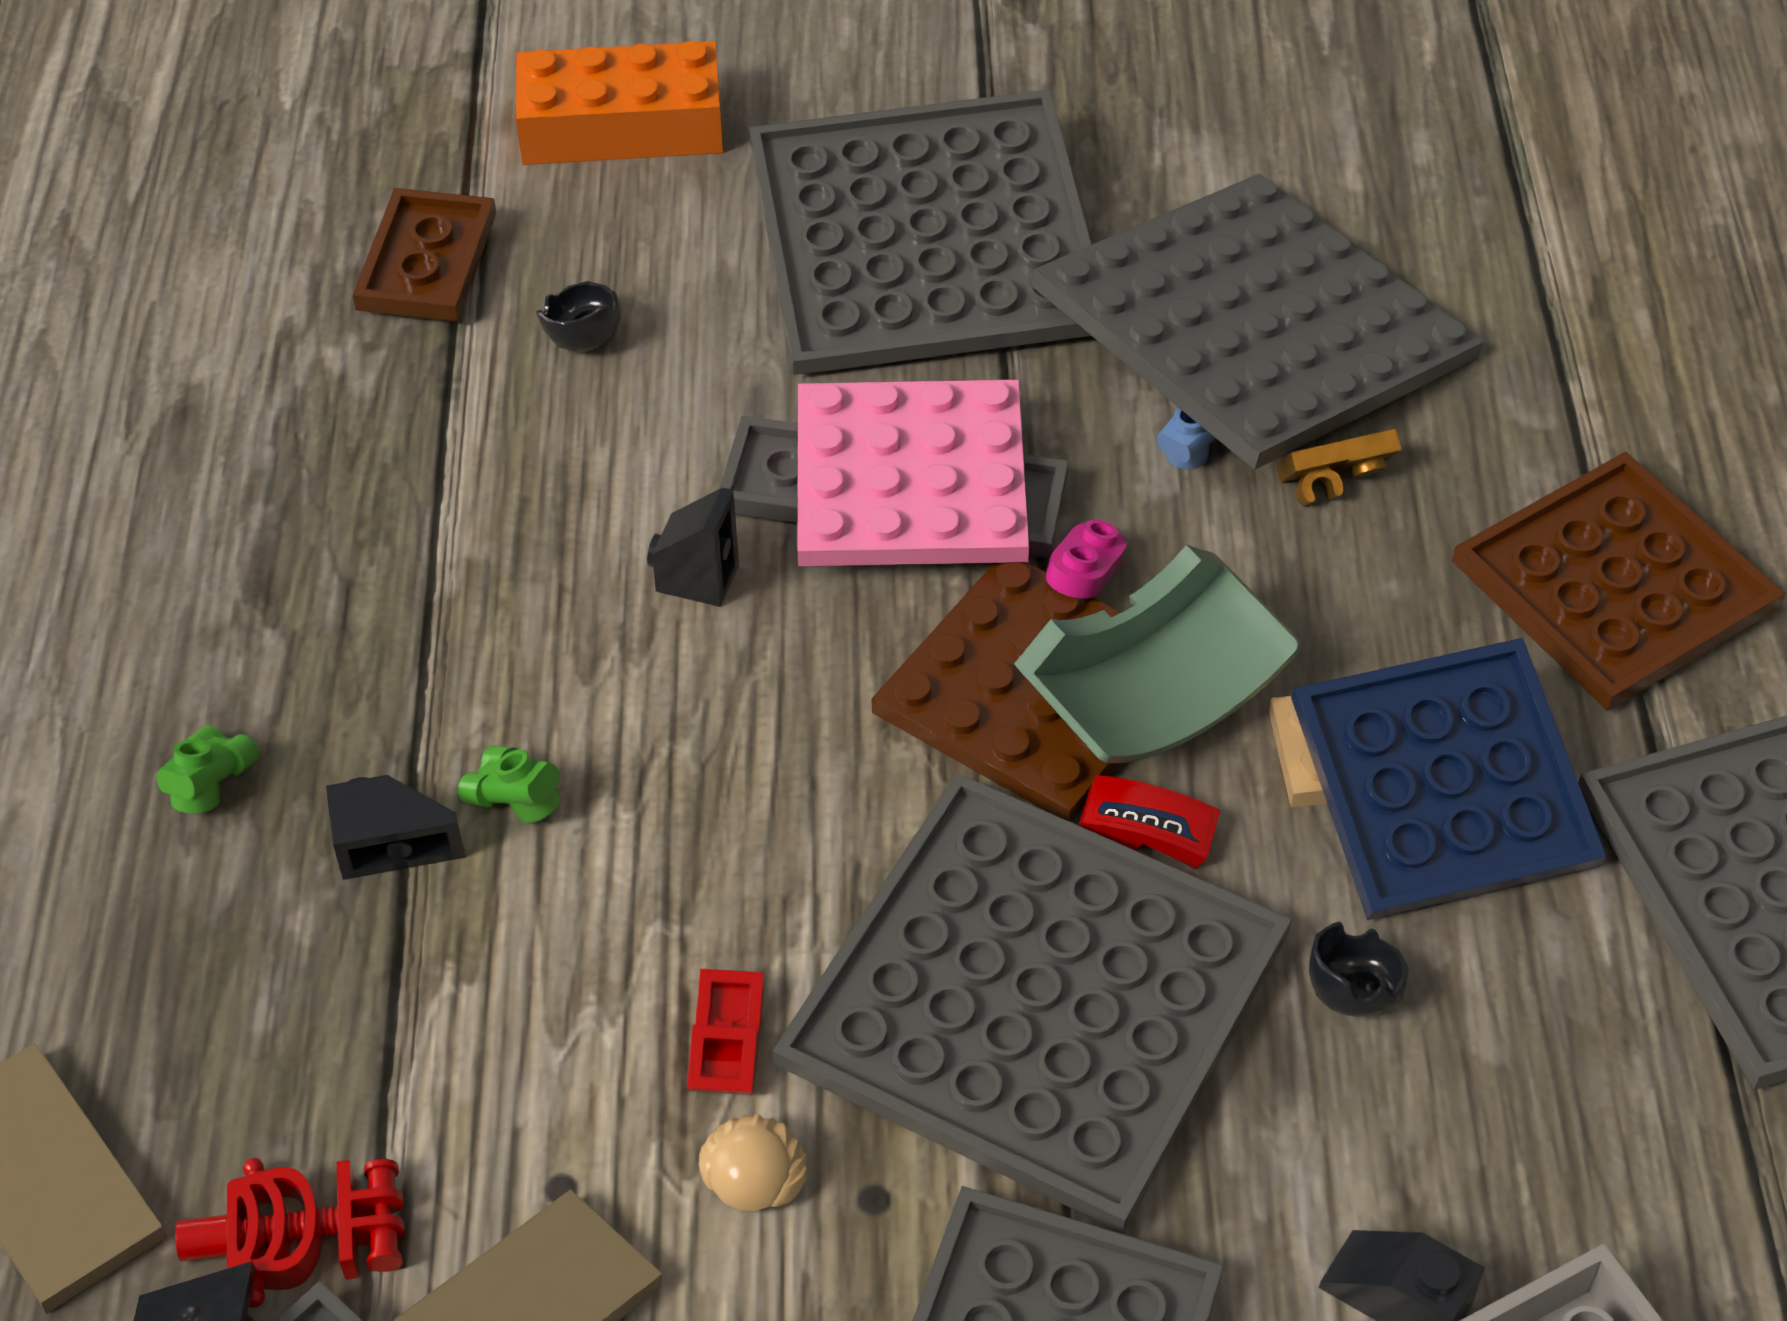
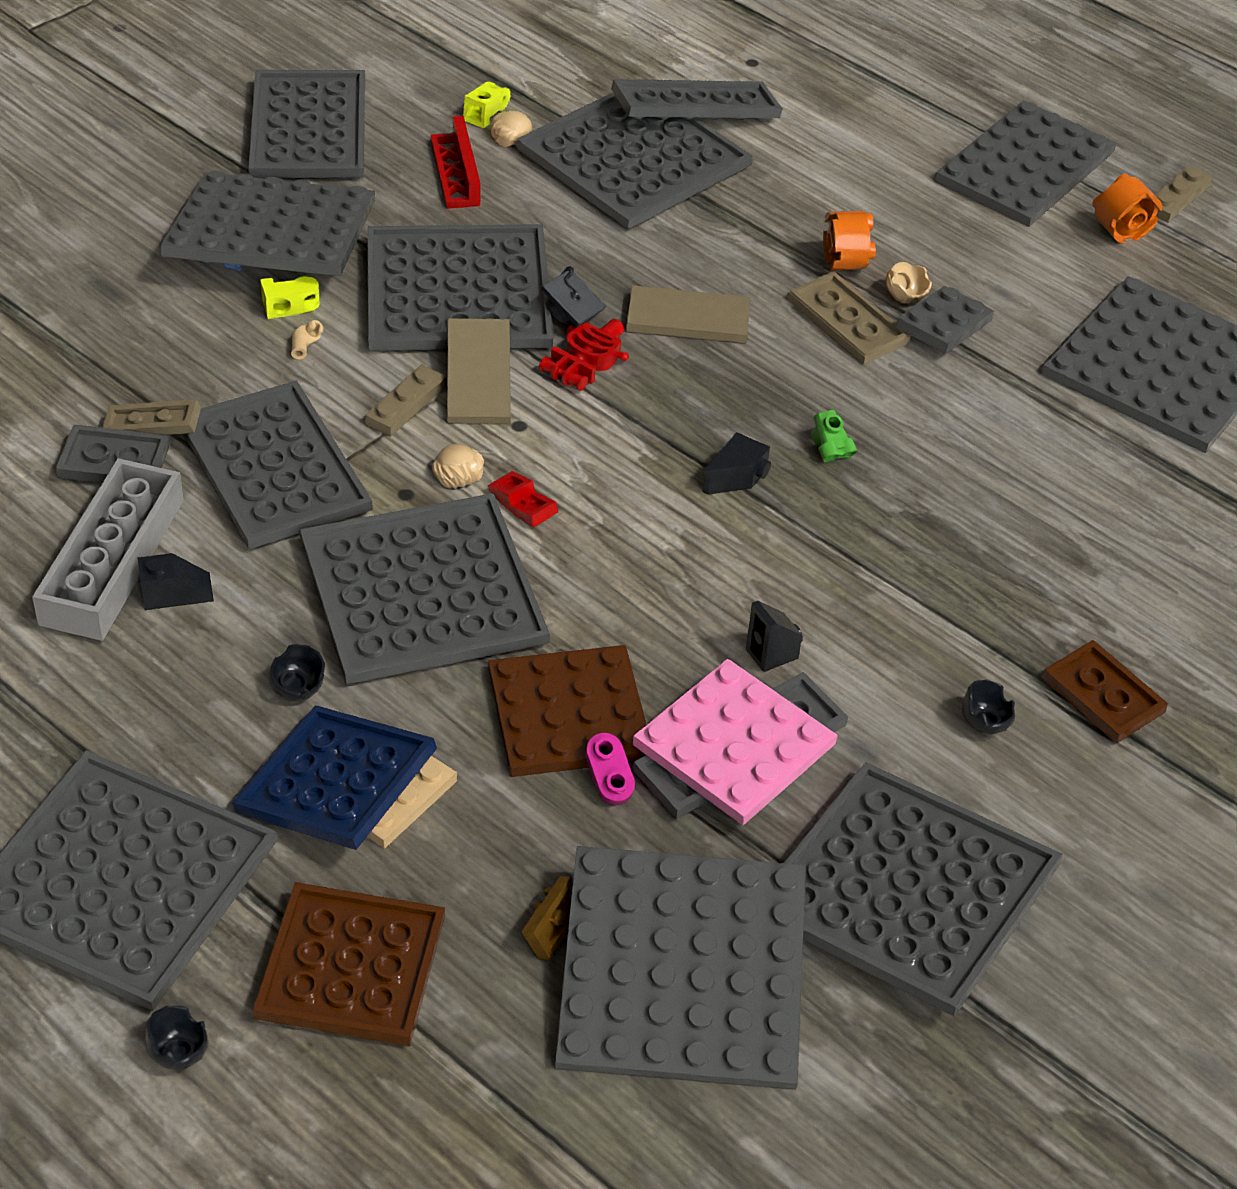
camera: 130 degrees right, 5 degrees down
(514, 779) = (715, 509): bright green plate -> none
(618, 102) = (1154, 837): orange brick -> none
(1151, 816) = (459, 676): red slope -> none
(1163, 667) = (511, 712): sand green panel -> none

